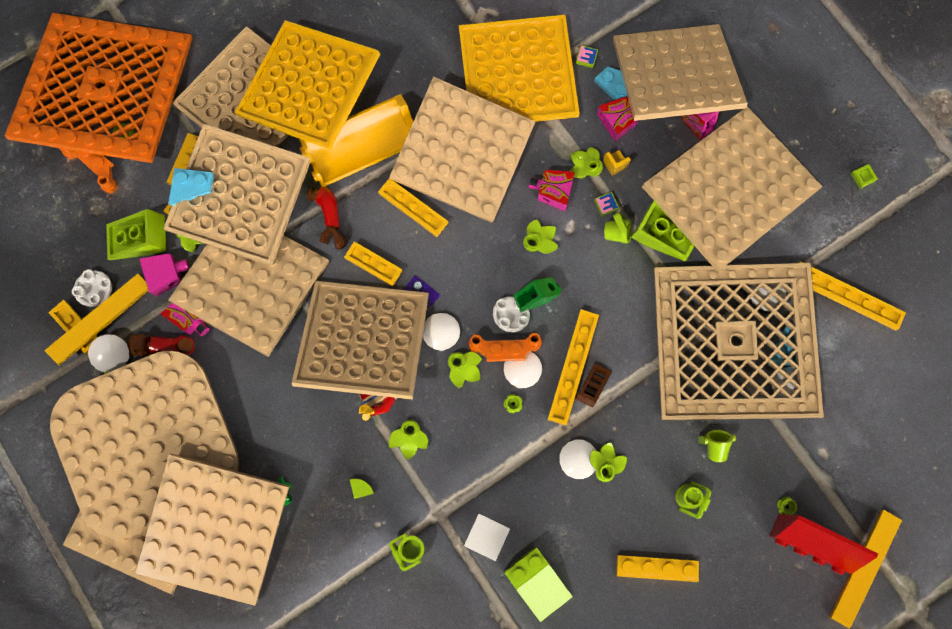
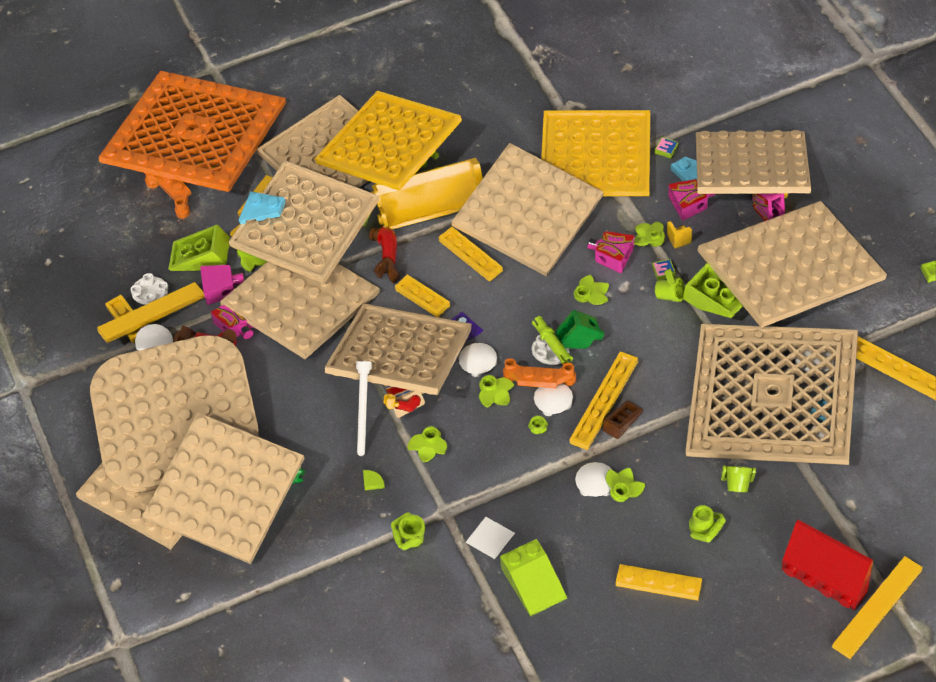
camera: 15 degrees right, 25 degrees down
(333, 383) = (364, 369): none -> white piece
(509, 303) = (547, 334): none -> lime pin

